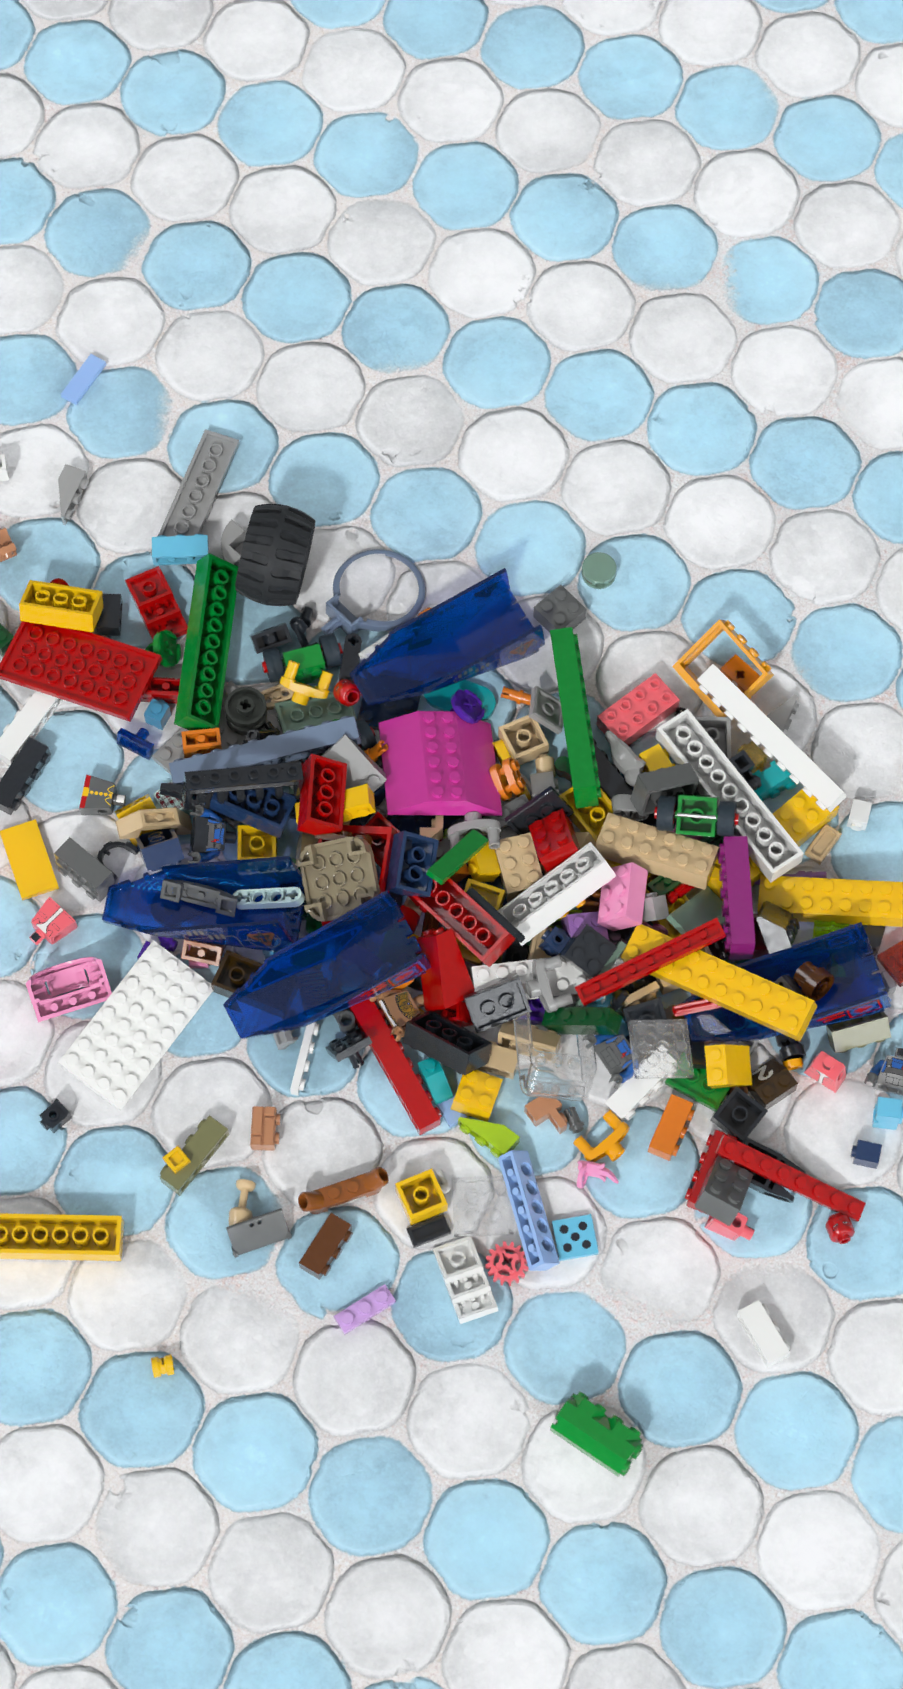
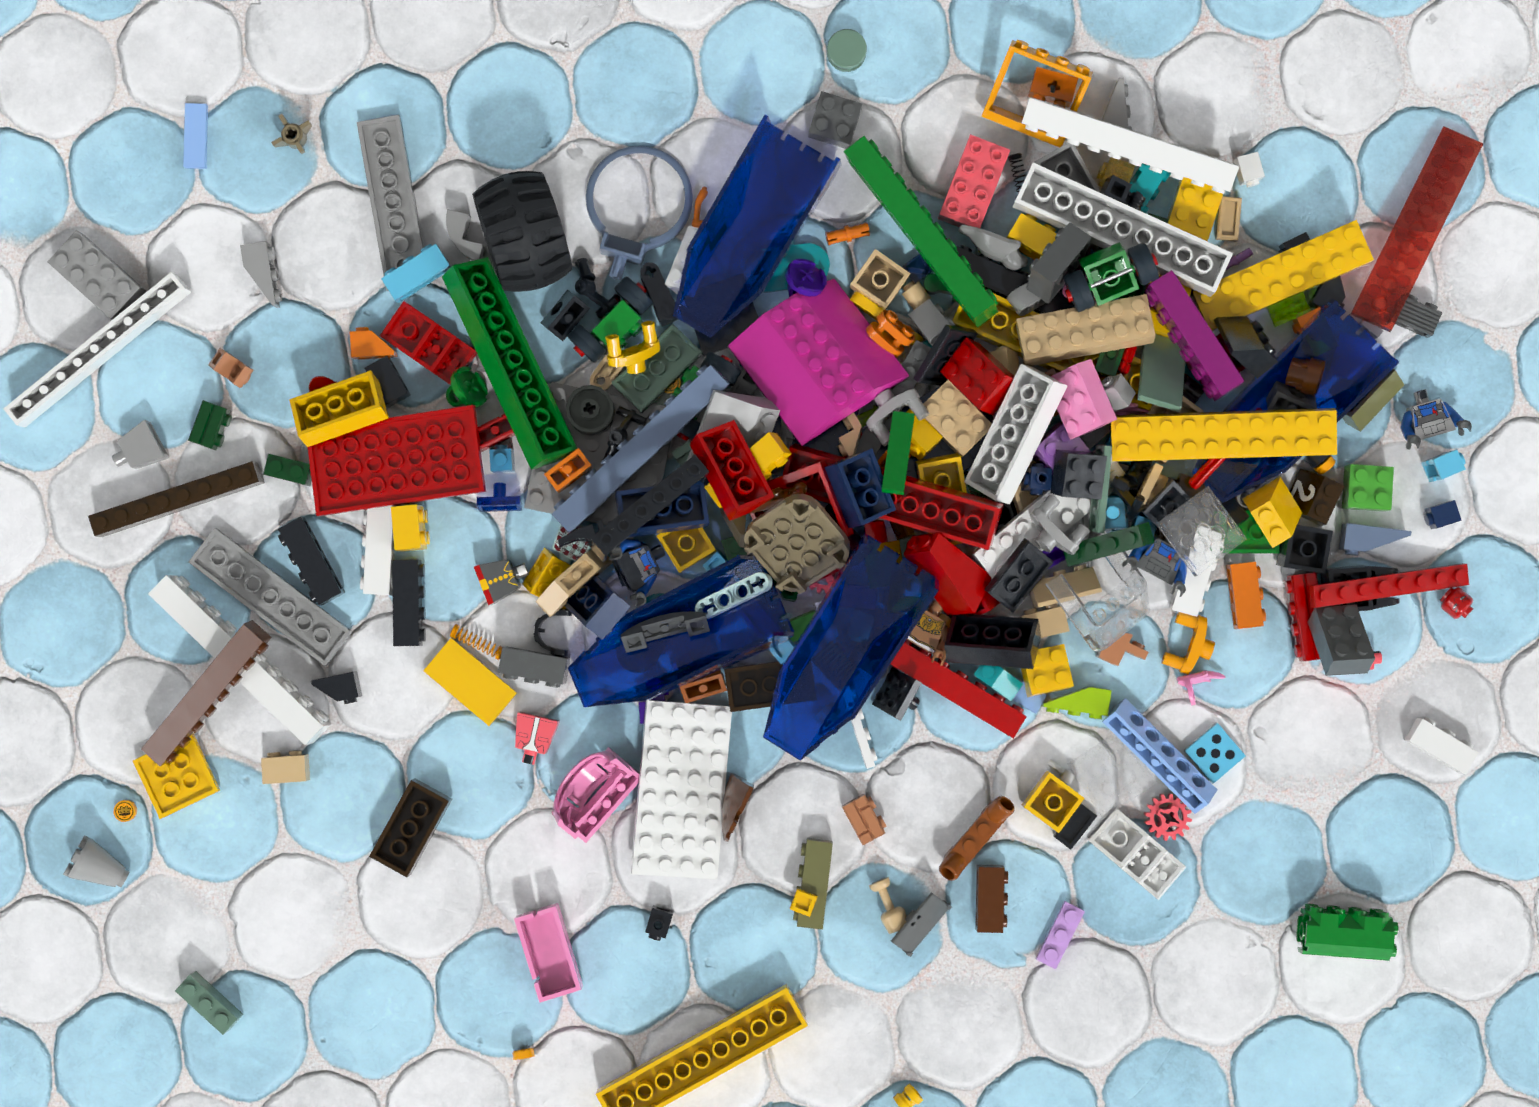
camera: 25 degrees left, 20 degrees up
(41, 817) = (497, 653): none -> light orange piece
(57, 721) = (409, 527): none -> yellow brick
(112, 582) = (368, 345): none -> orange slope
(153, 412) = (289, 132): none -> dark tan brick
(169, 1059) = (734, 801): none -> reddish brown brick
(346, 692) = (678, 333): red head -> none
(376, 750) = (743, 385): orange pin -> none
(496, 915) = (972, 493): black tile -> none
(546, 710) = (884, 236): light grey tile -> none
(558, 749) = (917, 268): none -> dark blue tile
(574, 1121) = (1150, 641): dark grey pin -> none
(650, 961) = (1150, 455): red plate -> none
(795, 1138) = (1362, 538): none -> sand blue slope
(817, 1099) = (1367, 487): none -> bright green brick
(827, 1071) = (1359, 453): coral torso -> none

